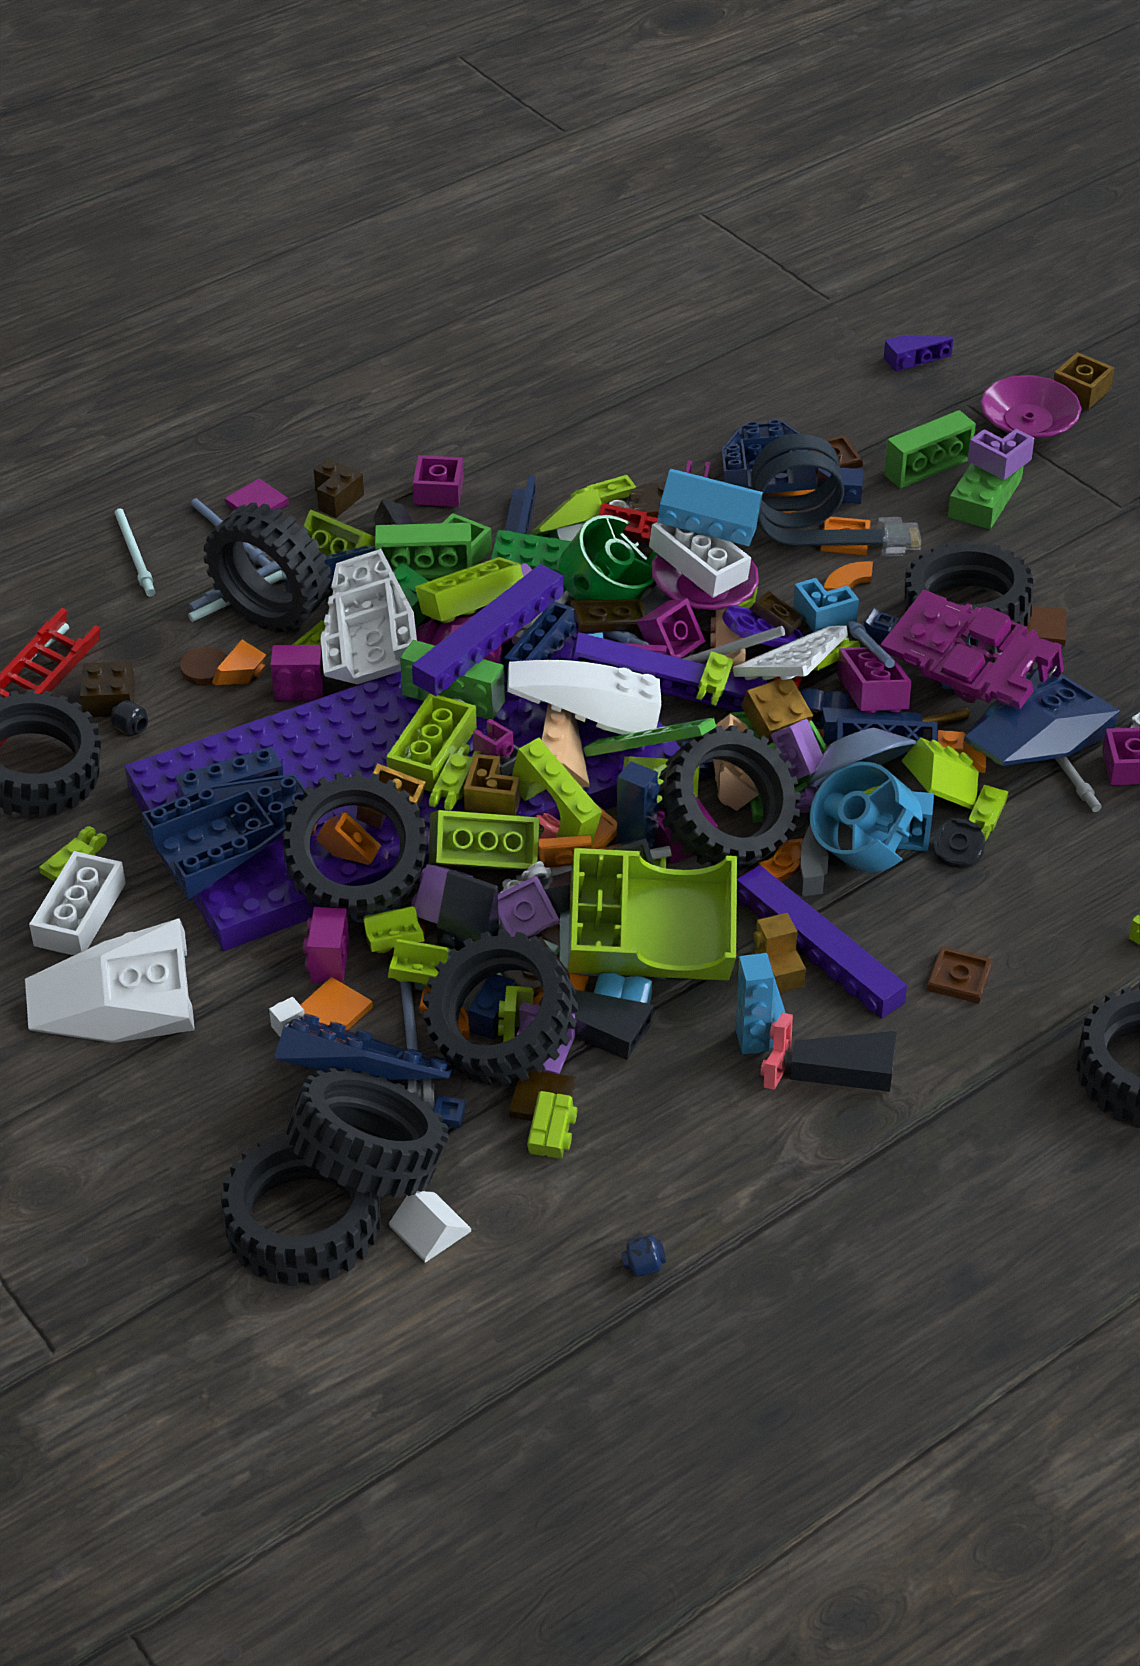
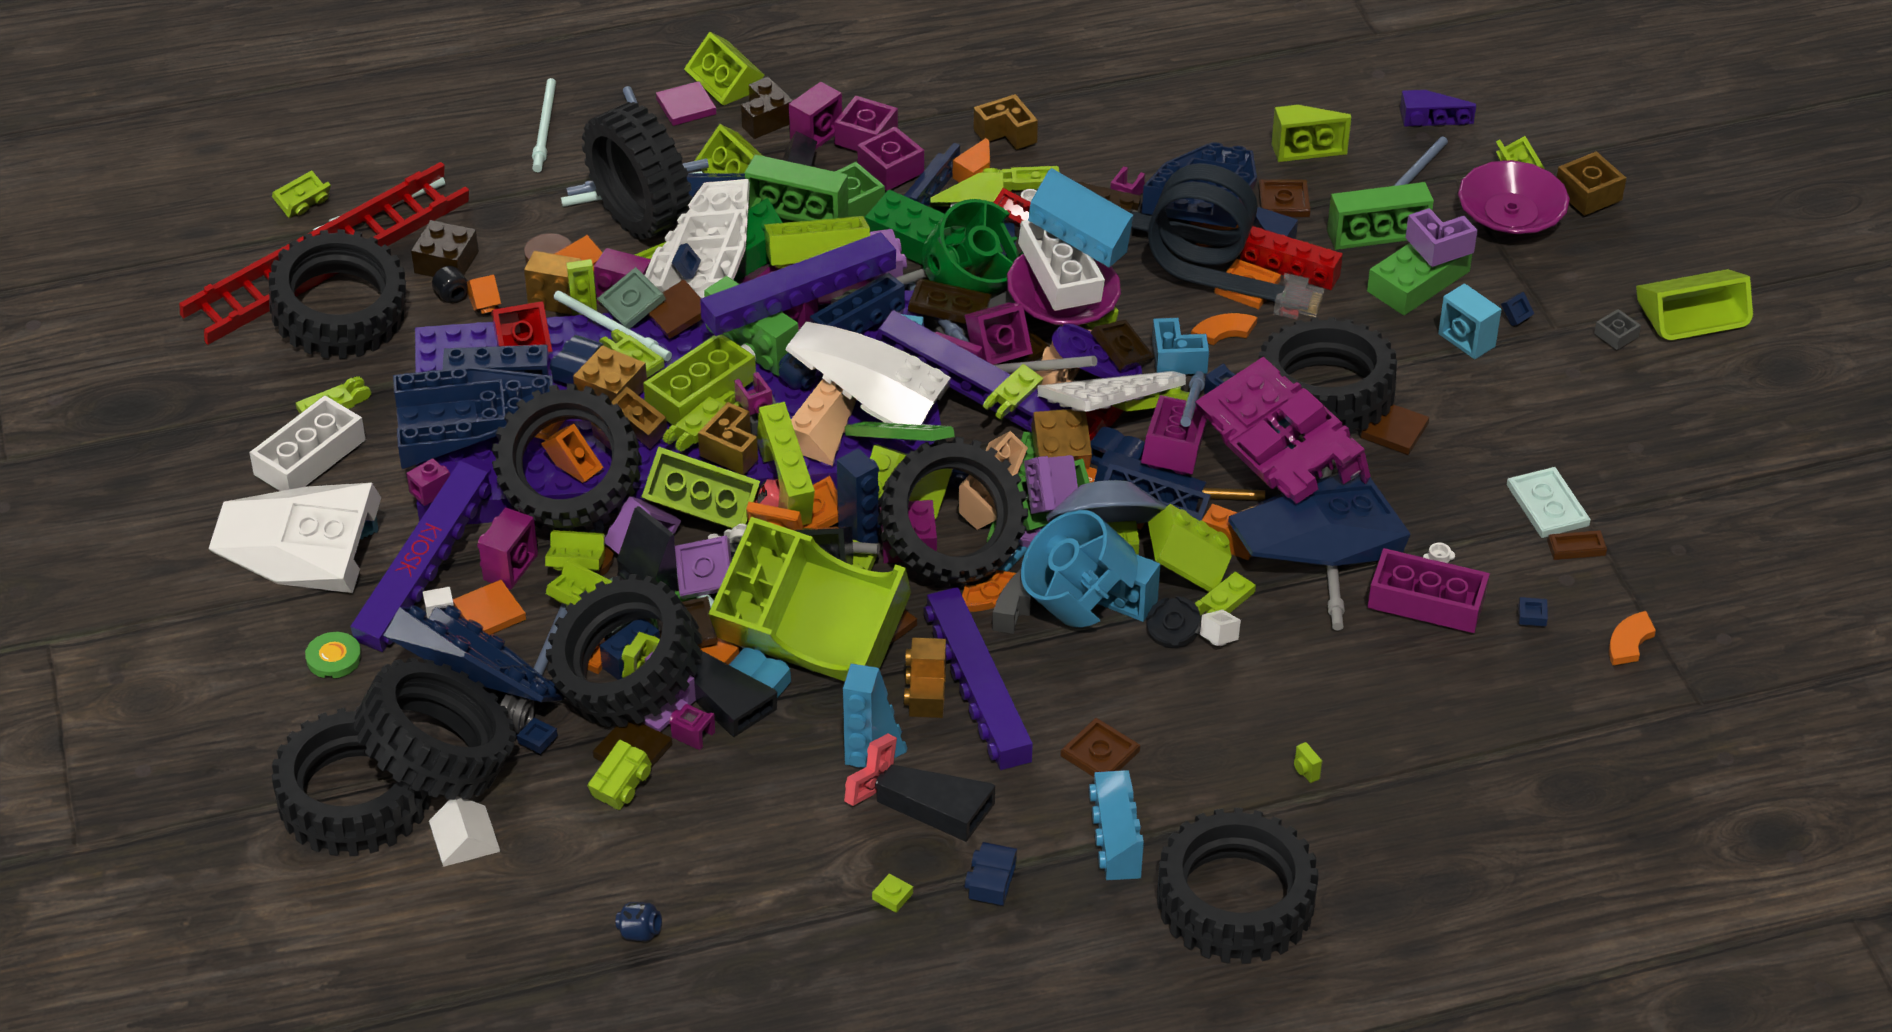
camera: 20 degrees right, 0 degrees up
(167, 719) = (483, 294): none -> orange slope
(208, 1093) = (333, 654): none -> bright green tile
(226, 903) = (427, 481): none -> magenta brick
(232, 691) = (546, 275): none -> pearl gold brick
(233, 736) = (521, 325): none -> red slope
(251, 977) = (422, 553): none -> dark purple brick
(268, 688) = (581, 283): none -> lime plate
(276, 463) = (722, 69): none -> lime slope
(303, 754) = (572, 358): none -> dark blue brick
(322, 685) = (631, 298): none -> sand green tile
(346, 755) = (610, 373): none -> pearl gold brick
(349, 734) = (631, 347): none -> lime hinge
(356, 638) = (686, 261): none -> dark blue plate
(360, 723) = (610, 324): none -> light aqua bar
(368, 684) = (678, 311): none -> reddish brown tile
(389, 479) = (816, 113): none -> magenta brick
(478, 501) = (891, 157): none -> magenta brick
(513, 710) = (796, 373): none -> dark blue head
(551, 491) = (972, 161): none -> orange slope
(560, 444) = (1006, 118): none -> pearl gold brick
(587, 1060) = (689, 723): none -> magenta window
(828, 394) = (1309, 133): none -> lime slope
(854, 1157) = (892, 893): none -> lime plate
(879, 501) = (1284, 254): none -> red brick
(930, 398) = (1422, 162): none -> sand blue bar
(934, 1112) = (991, 873): none -> dark blue brick
(1002, 836) = (1220, 627): none -> white plate
(1007, 367) = (1518, 151): none -> lime bracket
(1019, 1035) = (1117, 824): none -> dark azure wedge
(1056, 518) = (1469, 321): none -> medium azure brick
(1084, 499) = (1517, 308): none -> dark blue plate

